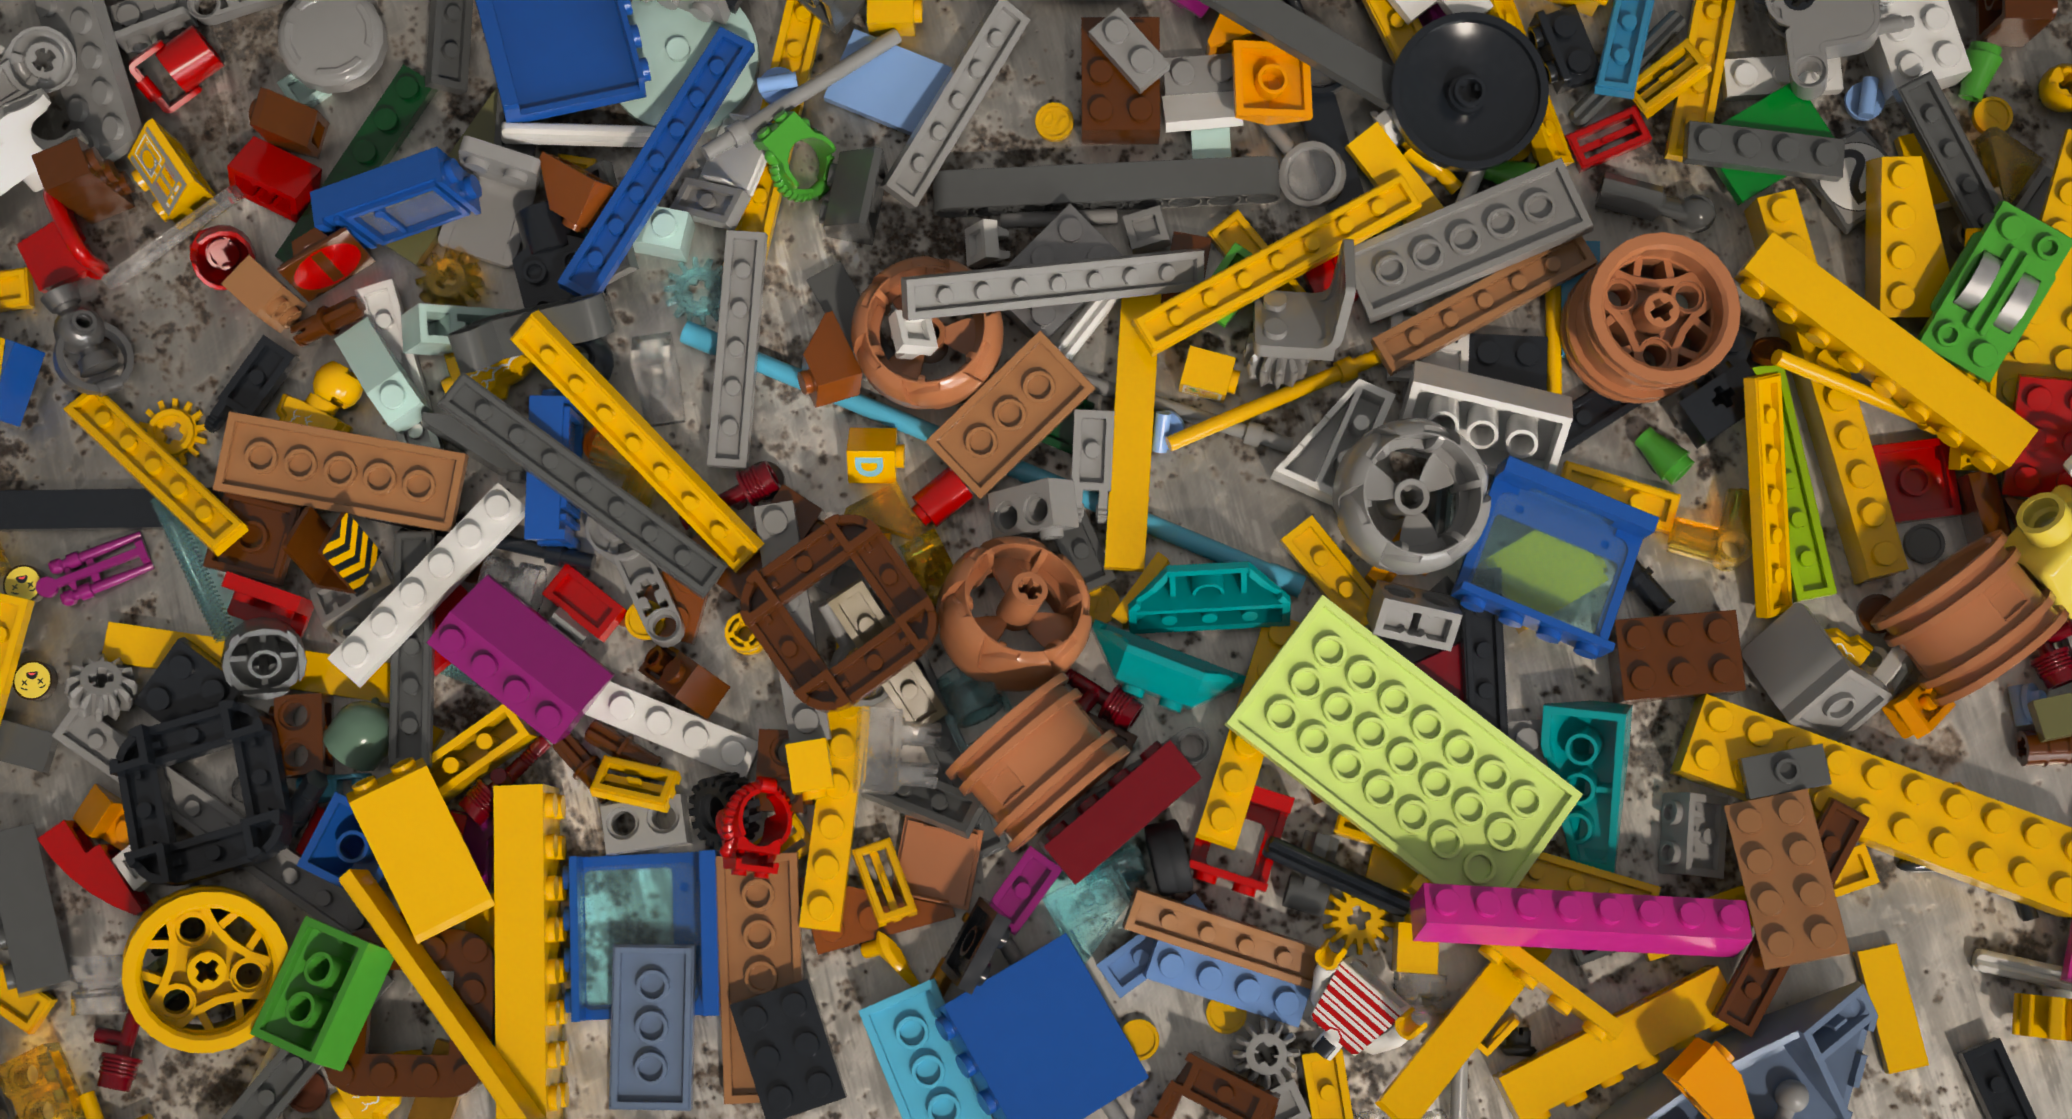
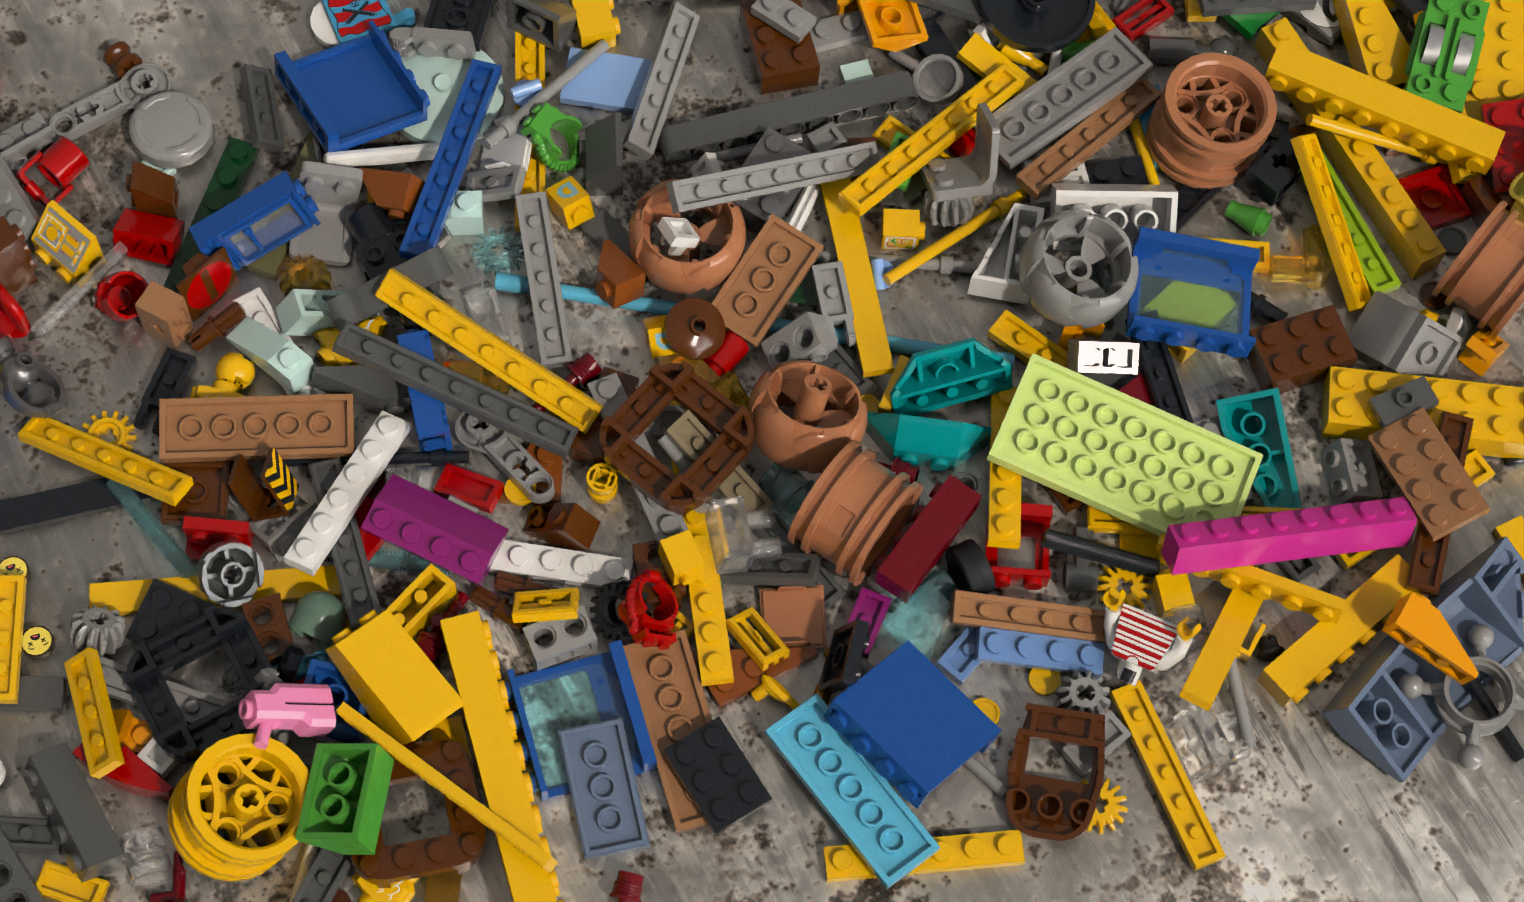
camera: 25 degrees left, 15 degrees down
(49, 587) = (34, 568): magenta piece -> none
(67, 799) = (94, 713): none -> yellow plate
(280, 860) = (287, 707): none -> bright pink piece
(798, 248) = (570, 202): none -> yellow brick
(889, 450) = (682, 334): none -> reddish brown dish
(1054, 122) = (736, 83): yellow piece -> none
(1199, 111) = (845, 53): white tile -> none

